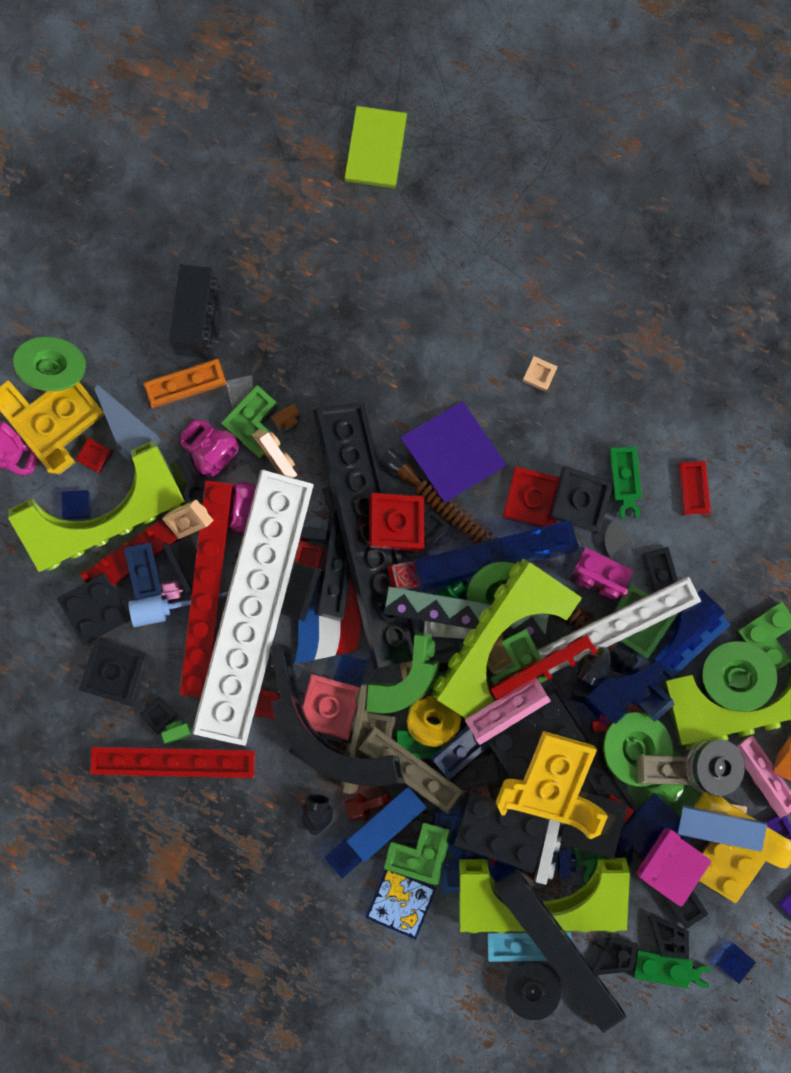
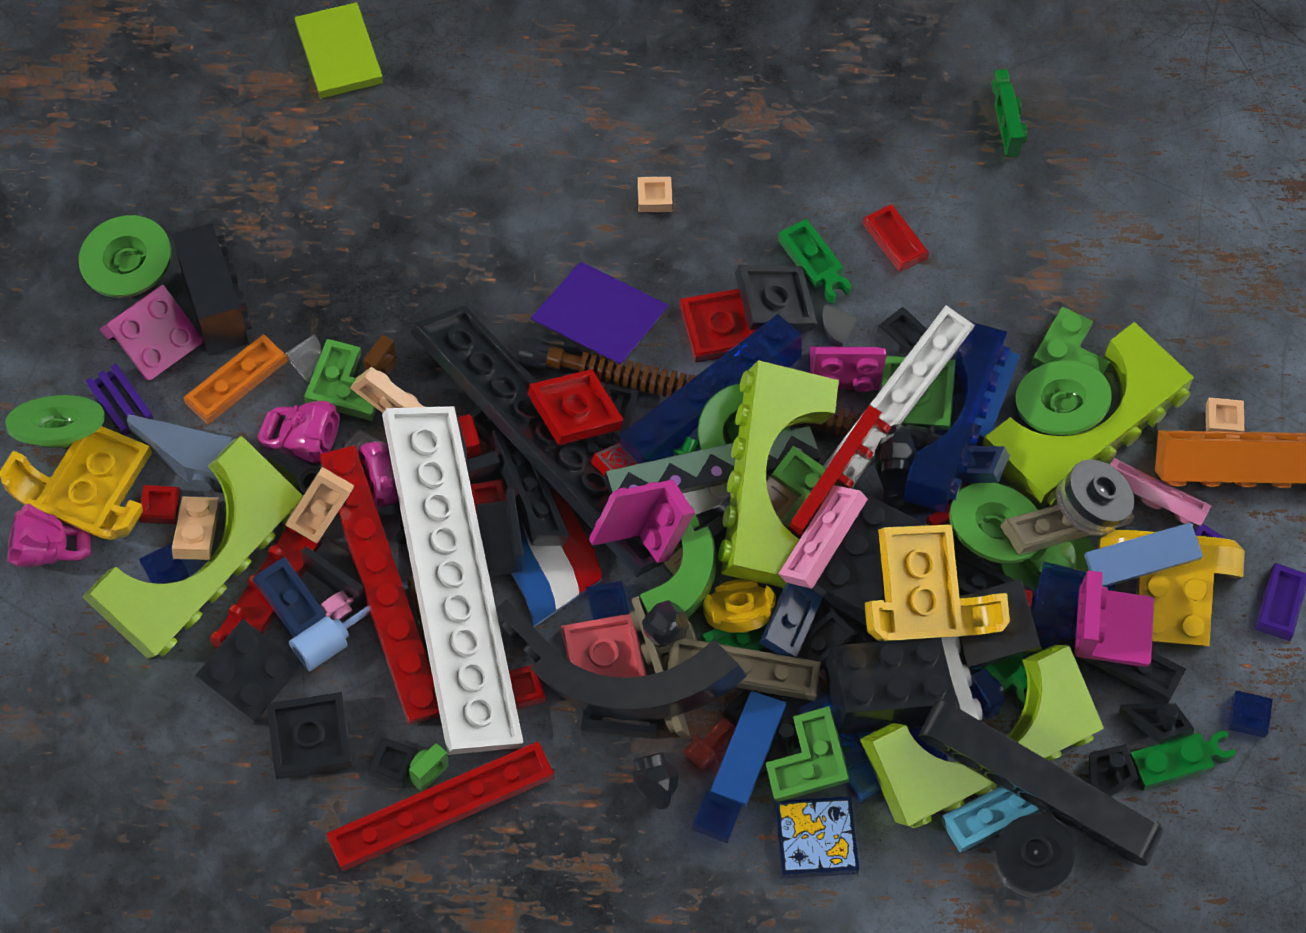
camera: 30 degrees left, 20 degrees down
(98, 342) = (106, 379): none -> dark purple tile
(107, 487) = (196, 528): none -> light nougat plate
(142, 322) = (154, 332): none -> dark pink bracket
(149, 256) = (125, 256): none -> bright green hat
(316, 507) = (469, 436): none -> red tile
(371, 718) = (665, 623): none -> black rock
(406, 639) = (651, 511): none -> dark pink bracket

